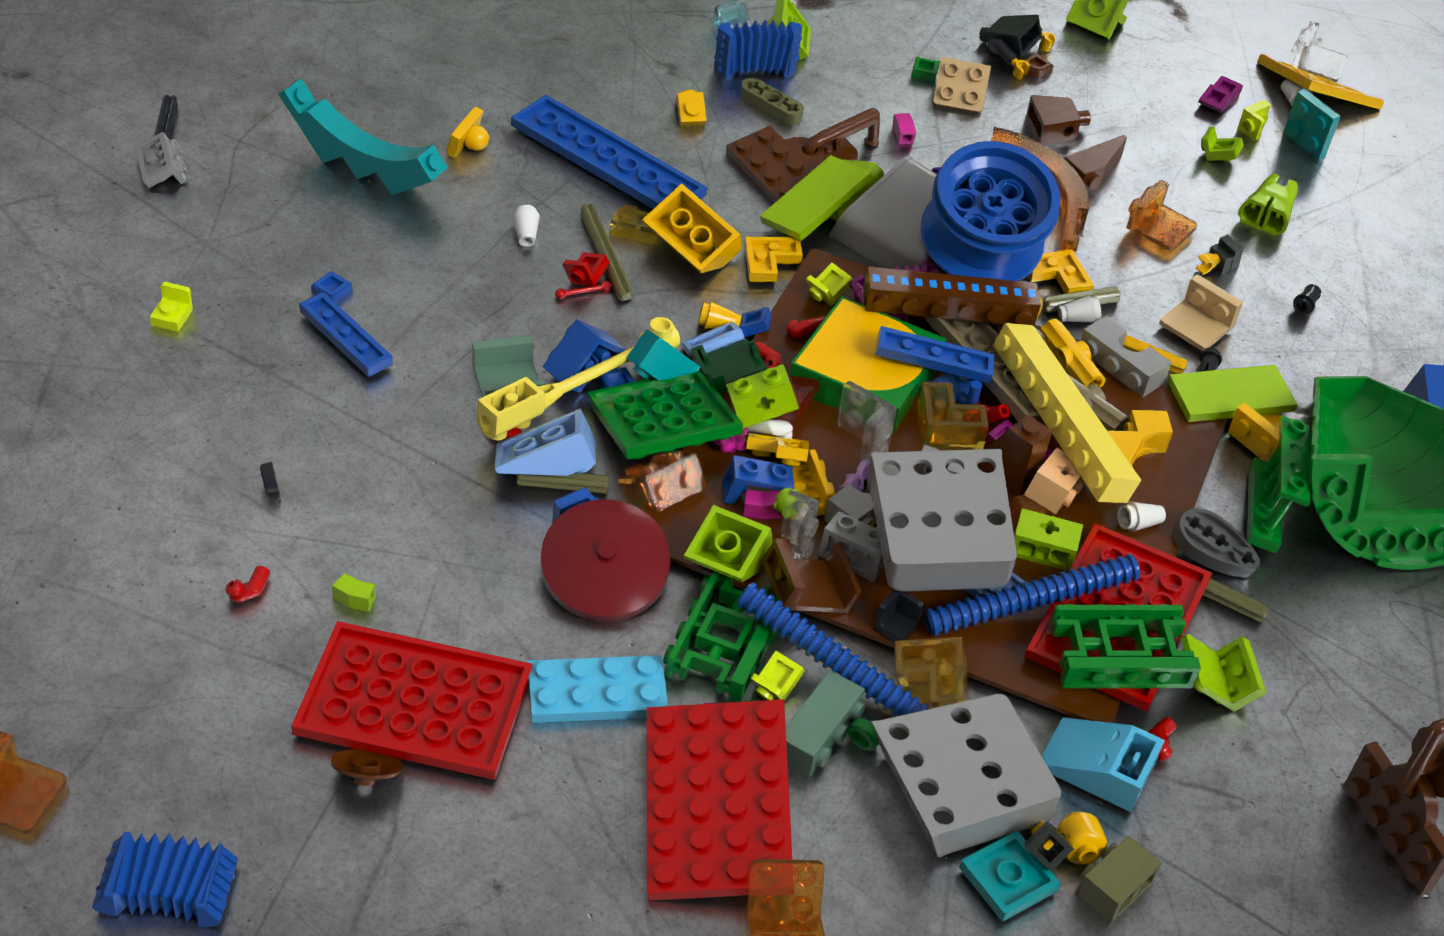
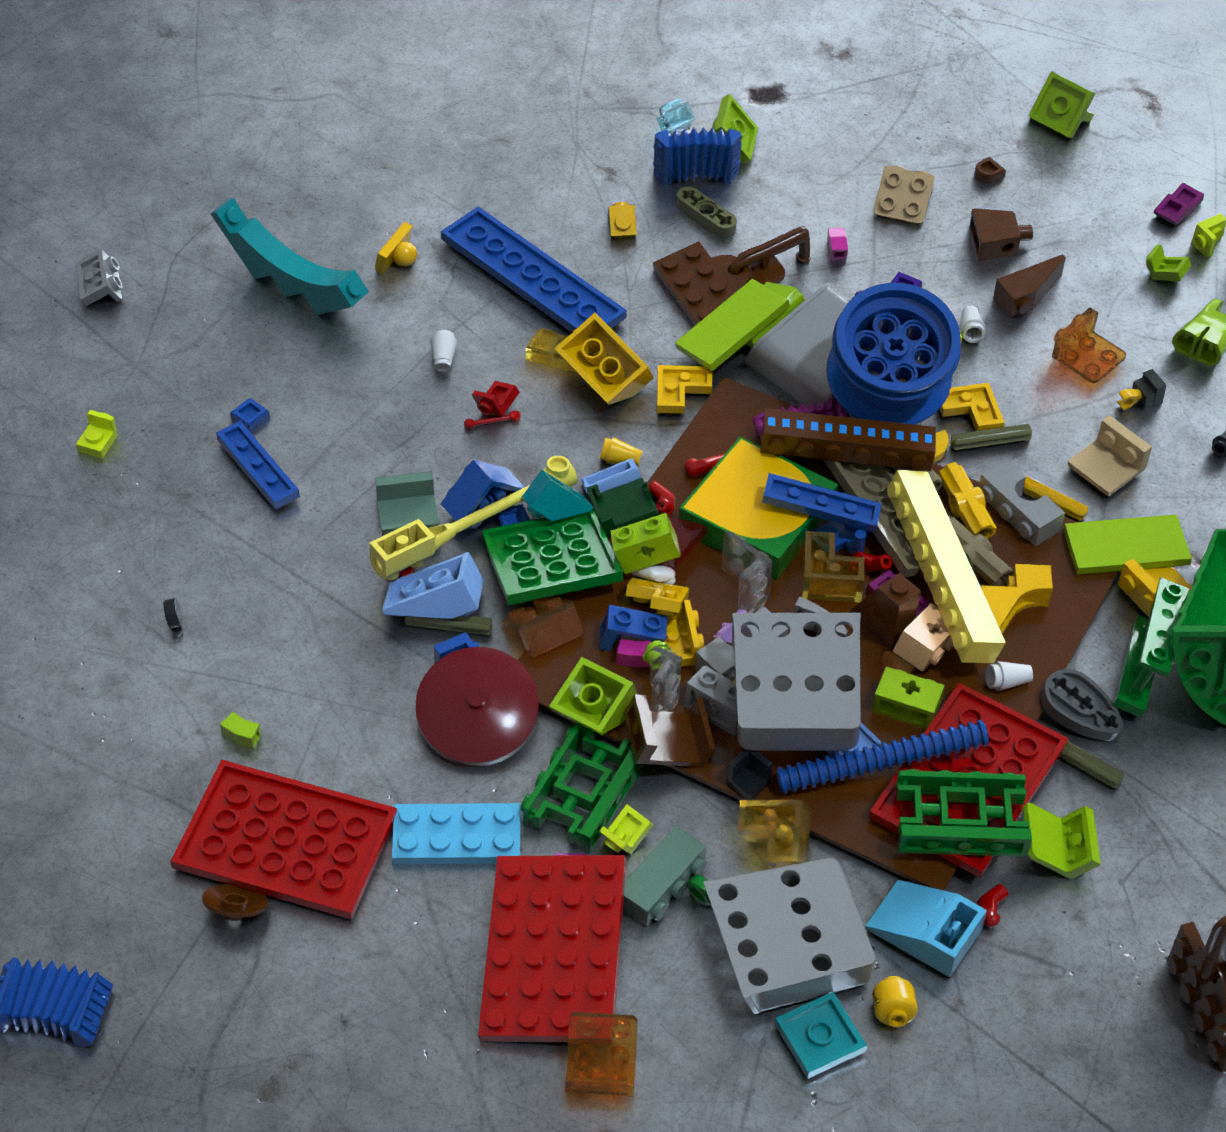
camera: 10 degrees right, 5 degrees up
(166, 115) = (108, 230): black axle -> none
(241, 592) = (137, 727): red arm -> none
(604, 246) = (519, 378): olive axle -> none
(736, 442) = (616, 589): dark pink piece -> none
(755, 321) = (655, 458): blue tile -> none
(828, 652) = (676, 809): blue piece -> none
(829, 284) = (733, 420): neon yellow bracket -> none
(925, 69) = (869, 175): green tile -> none
(1014, 37) = (967, 139): black torso -> none
(1048, 845) = (858, 1008): pearl dark grey piece -> none
(1072, 189) = (978, 290): clear orange arch -> none
(1080, 310) = (987, 450): white cone -> none
(1118, 878) = (924, 1042): olive brick -> none
(1209, 359) = (1111, 508): black pin -> none

